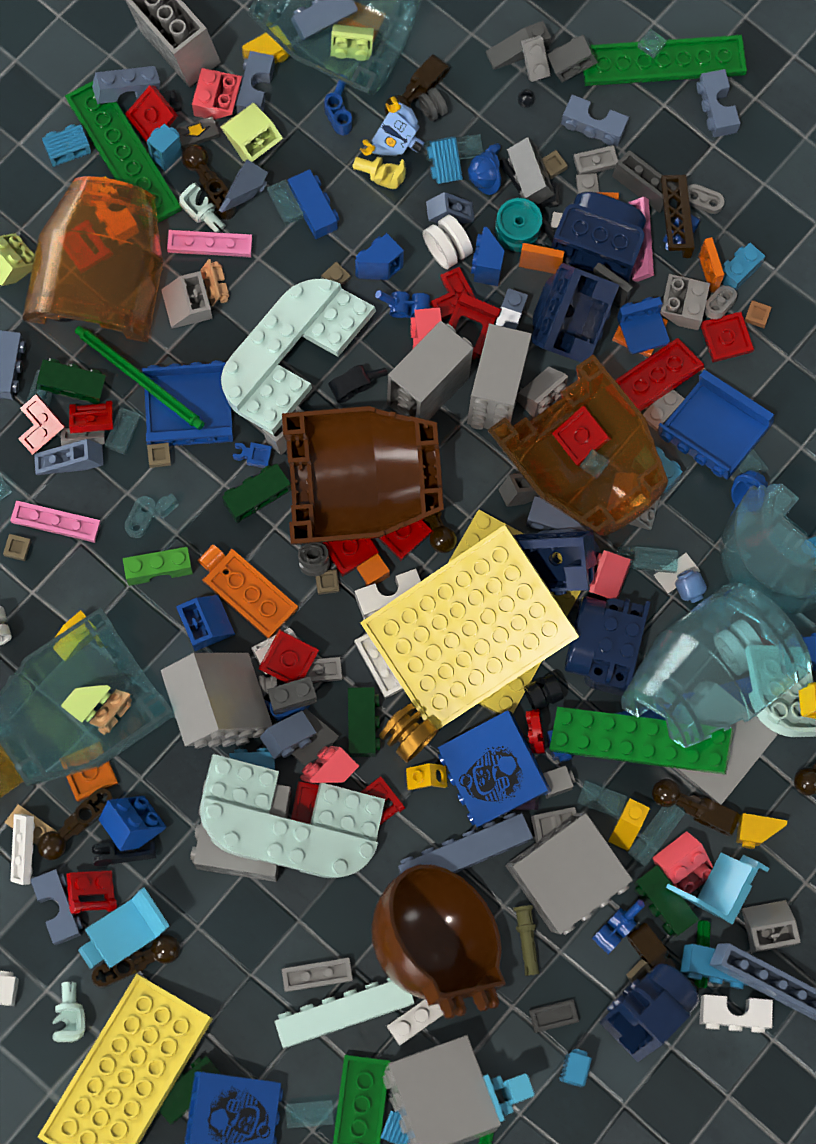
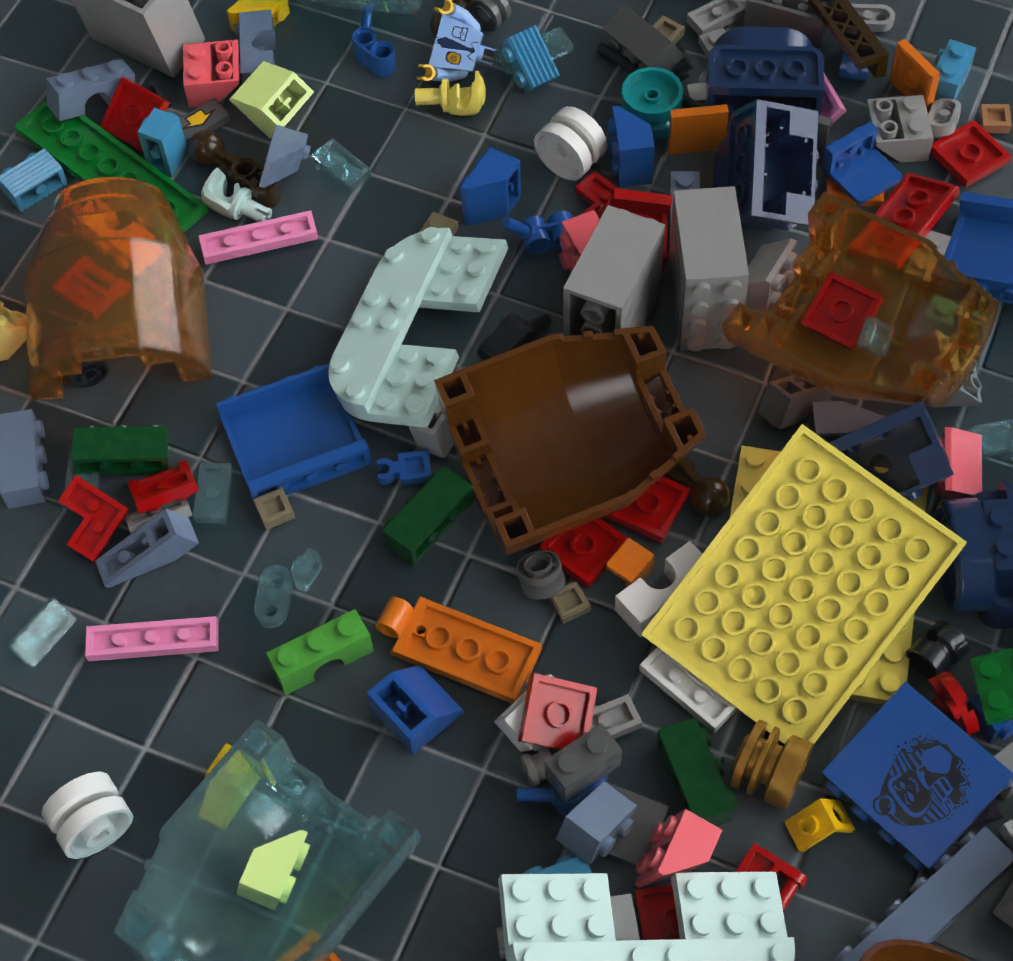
camera: 10 degrees left, 15 degrees down
(17, 547) = (105, 690): dark tan plate -> none
(116, 704) = (322, 862): light nougat hinge -> none
(143, 380) = (218, 418): green piece -> none
(186, 300) = (251, 307): light grey slope -> none
(211, 275) = (274, 273): light nougat hinge -> none
(216, 699) = (473, 799): light grey brick -> none
(314, 204) = (388, 161): blue brick -> none
(449, 204) = (546, 106): sand blue slope -> none
(485, 170) = (586, 61): blue piece -> none

